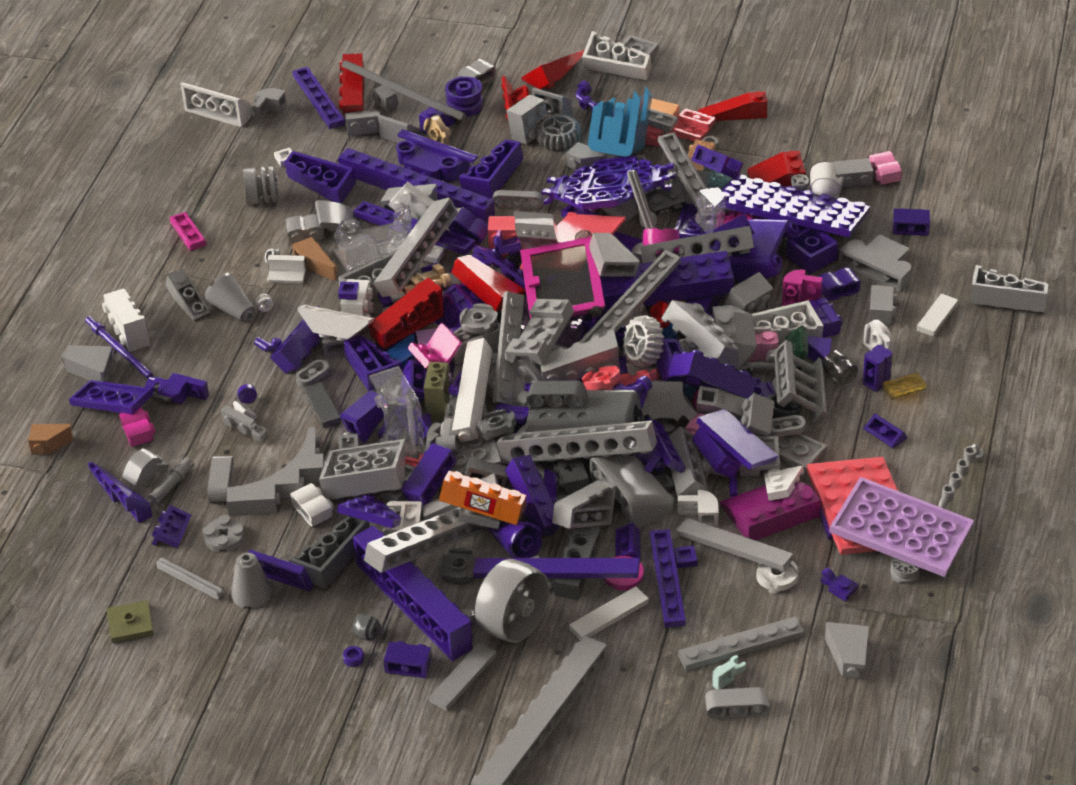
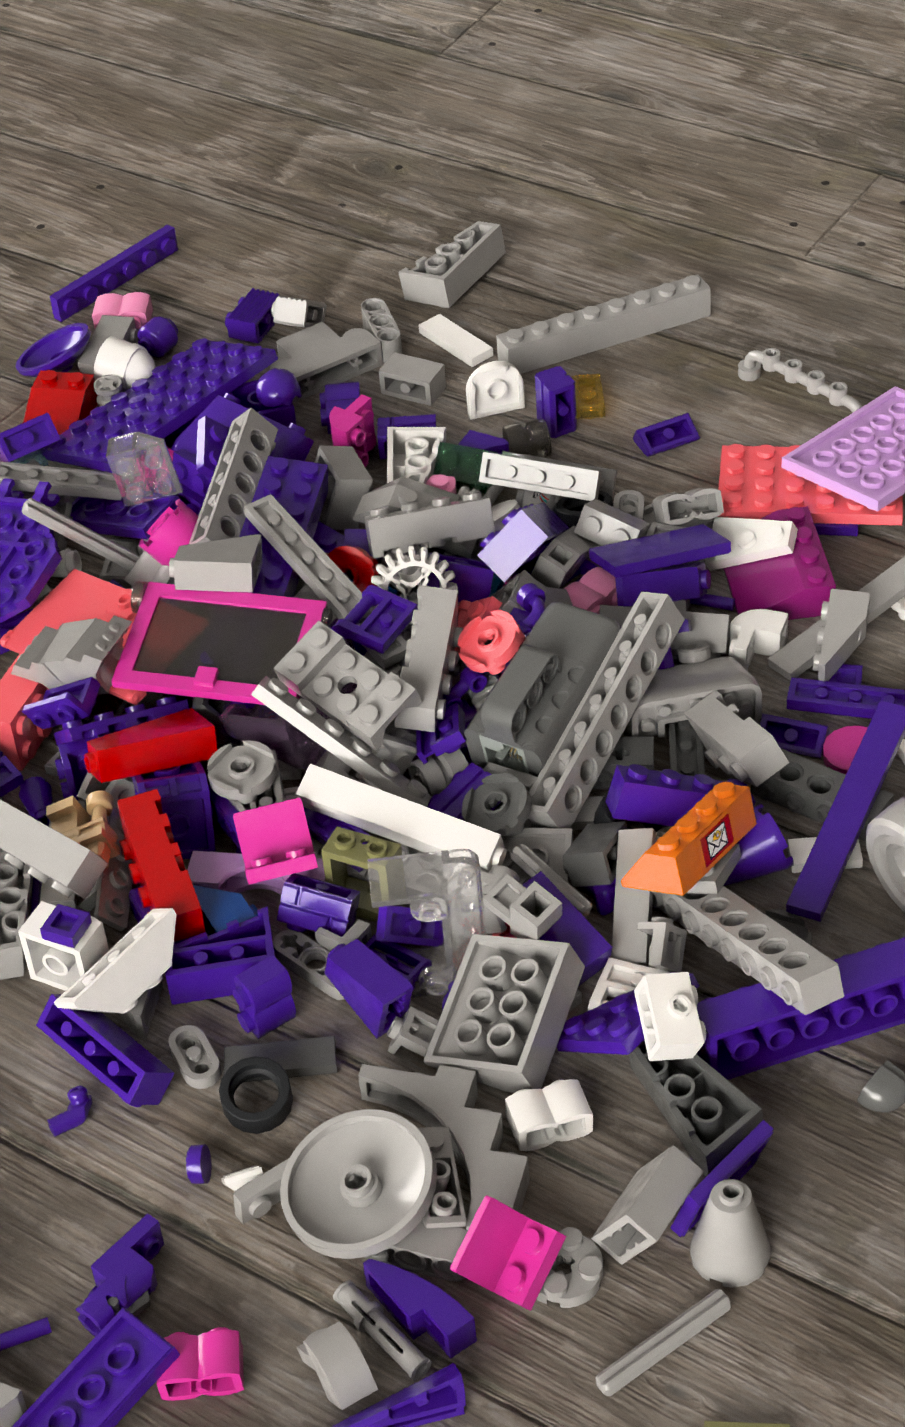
camera: 70 degrees left, 0 degrees up
(172, 526) = (515, 1351): dark purple bracket -> none
(185, 487) = (421, 1306): none -> dark purple slope
(213, 500) = (507, 1253): none -> dark pink bracket
(235, 440) = (358, 1183): none -> light grey dish
(242, 541) = (647, 1204): none -> light grey brick
(251, 470) = (447, 1203): none -> light grey slope
(295, 408) = (248, 1069): none -> black tyre
(347, 381) = (264, 997): none -> dark purple brick
(355, 514) = (669, 1016): none -> white brick
(414, 447) = (526, 911): none -> light grey brick
(428, 512) = (667, 943): none -> light grey bracket
(462, 459) = (533, 864): none -> light grey axle
(597, 325) = (382, 624): none -> dark purple plate
(665, 479) = (694, 652): none -> light grey tile
(705, 537) = (843, 631): none -> light grey slope
(764, 375) = (501, 510): none -> white tile
(797, 447) = (693, 504): none -> light grey brick
(817, 243) = (277, 388): none -> dark purple hair
(826, 151) = (55, 350): none -> dark purple dish
(866, 188) = (158, 336): none -> dark purple head
(915, 237) = (298, 311): none -> brick
(924, 278) = (382, 326): none -> light grey beam
(925, 152) = (113, 273): none -> dark purple plate
(981, 374) = (605, 324): none -> light grey brick

